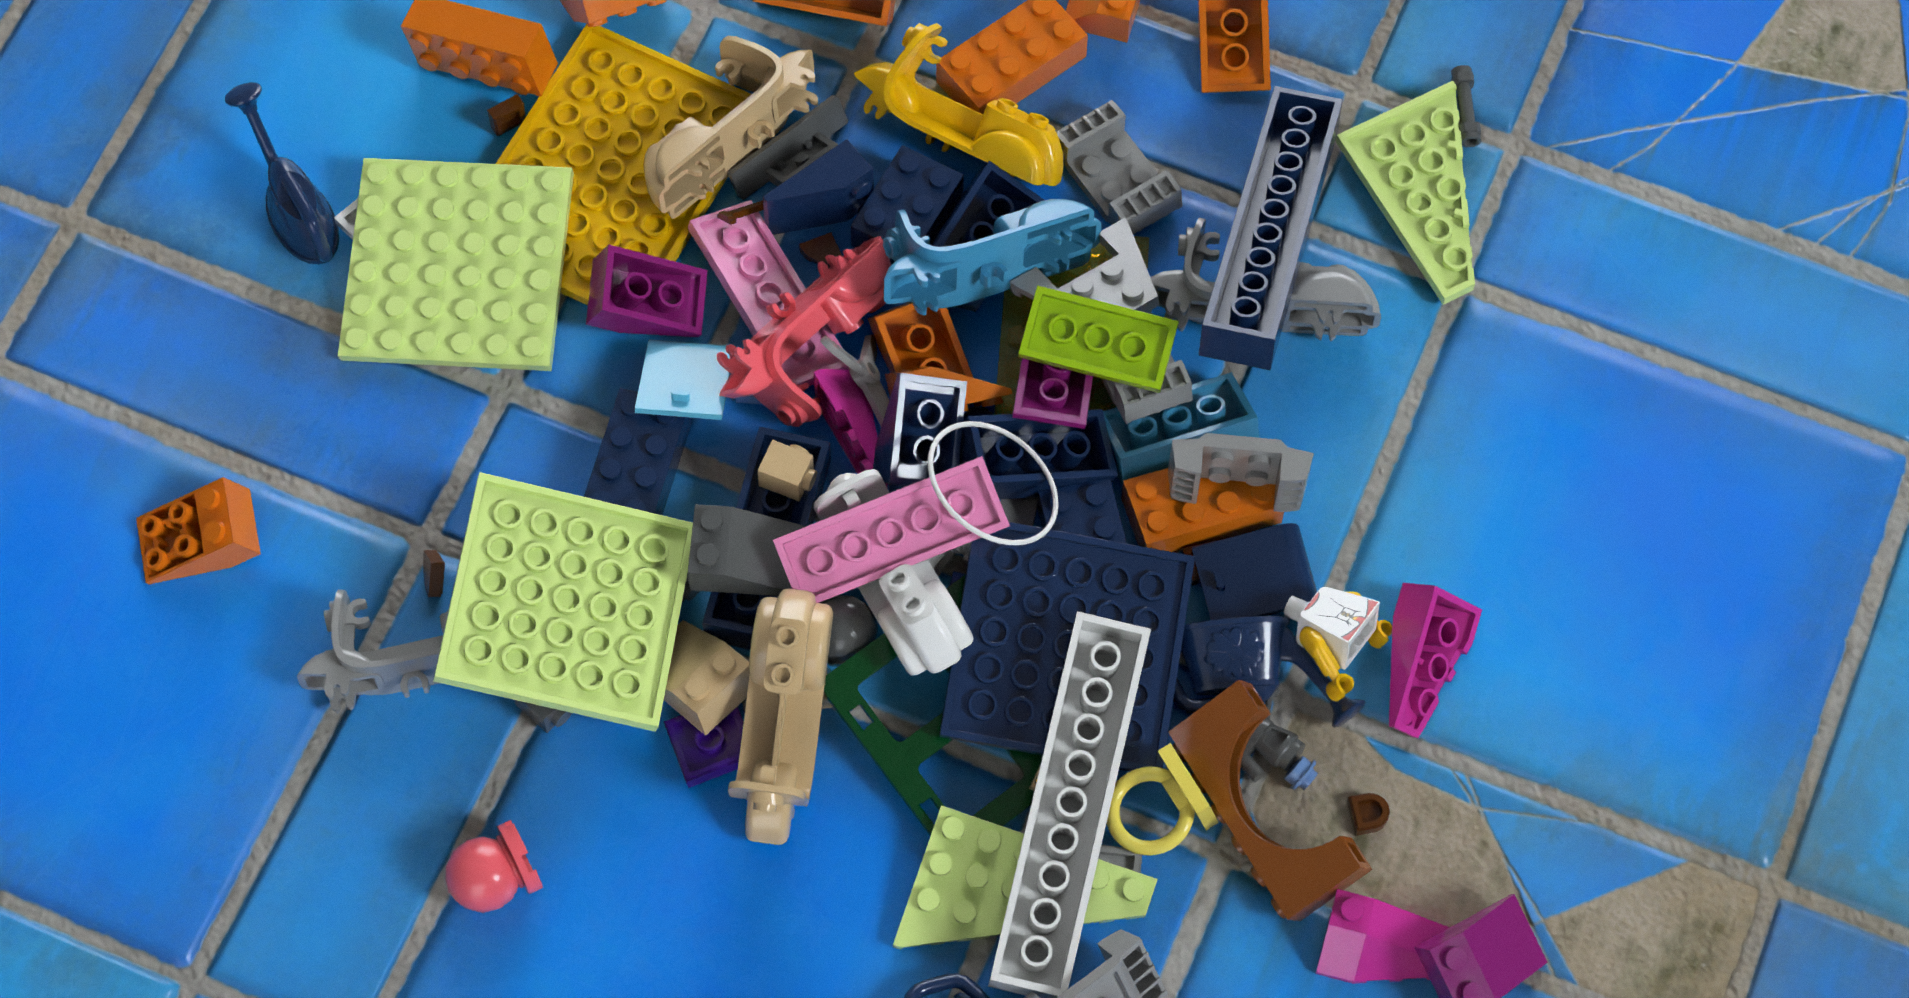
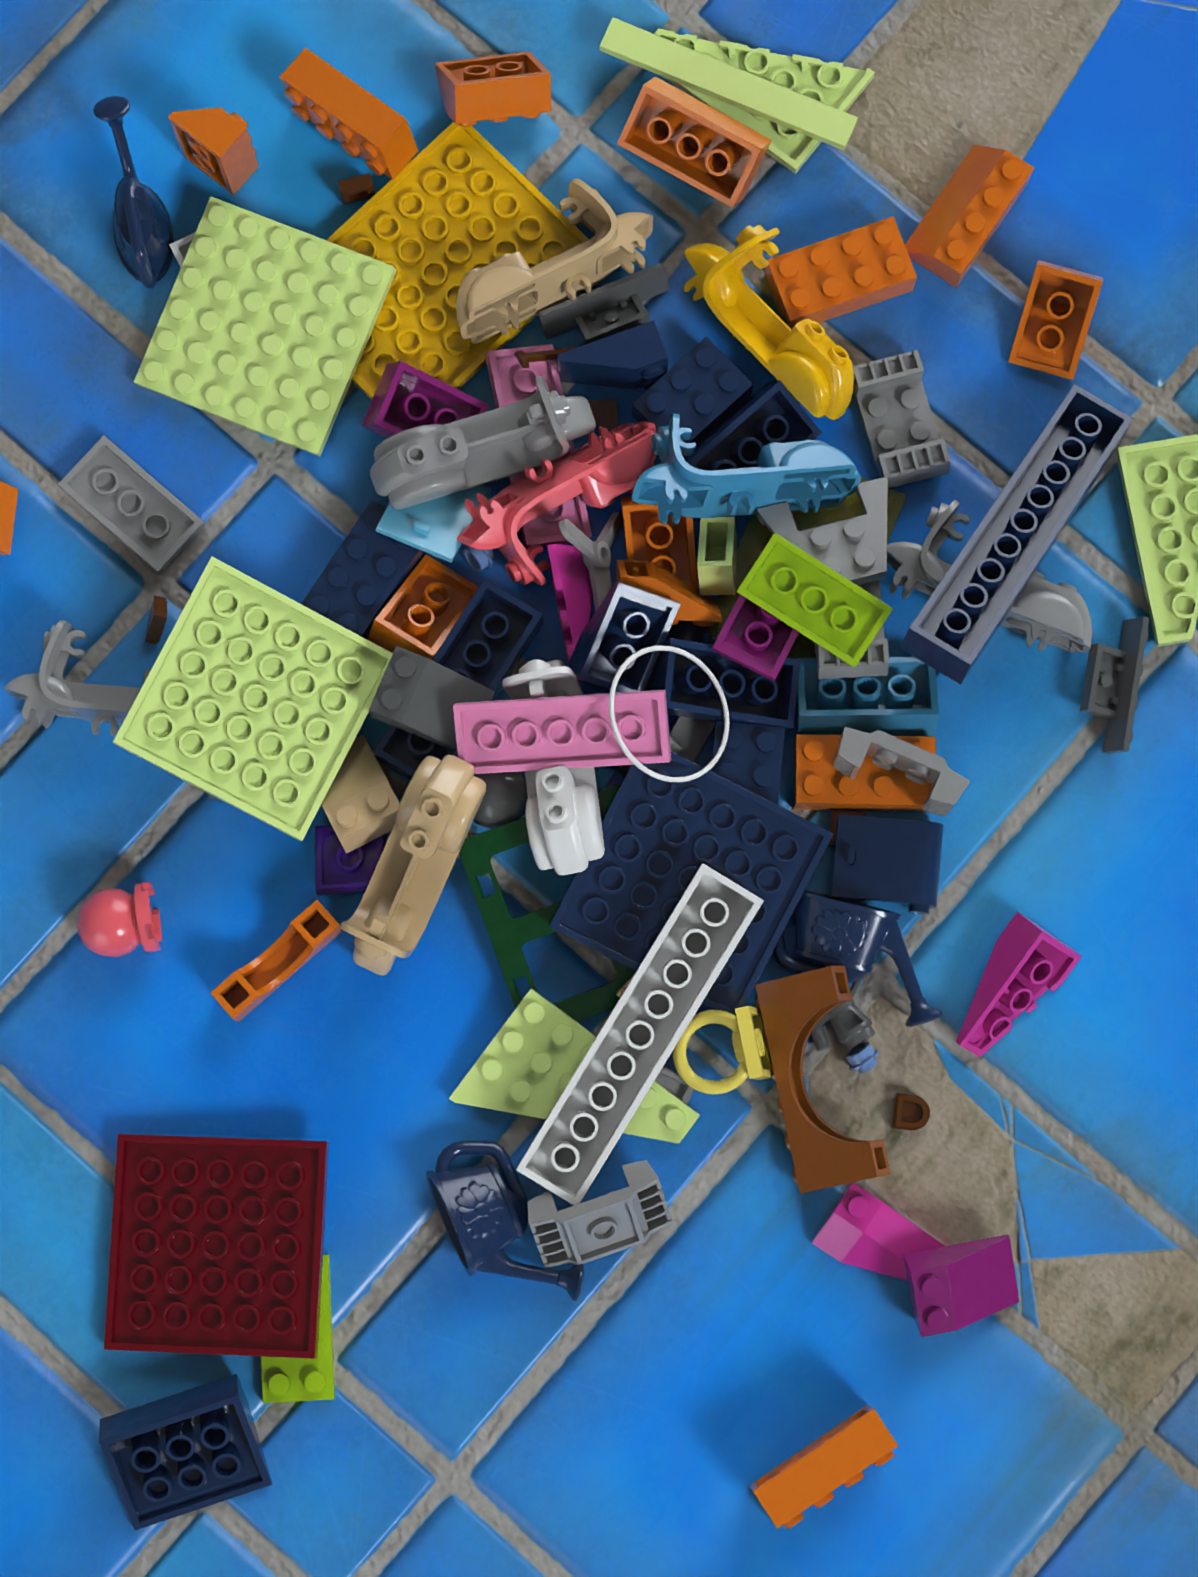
camera: 20 degrees right, 15 degrees up
(354, 107) = (216, 145): none -> orange slope
(372, 470) = (131, 504): none -> light grey plate
(655, 886) = (267, 972): none -> orange arch
(682, 325) = (478, 449): none -> light grey piece
(705, 473) = (423, 609): none -> orange slope
(743, 415) = (478, 559): none -> medium blue plate
(787, 470) = (493, 633): tan brick -> none
(985, 340) = (717, 556): none -> yellowish green brick
(1335, 630) = (937, 941): torso -> none
(1416, 347) = (1113, 683): none -> dark grey bracket

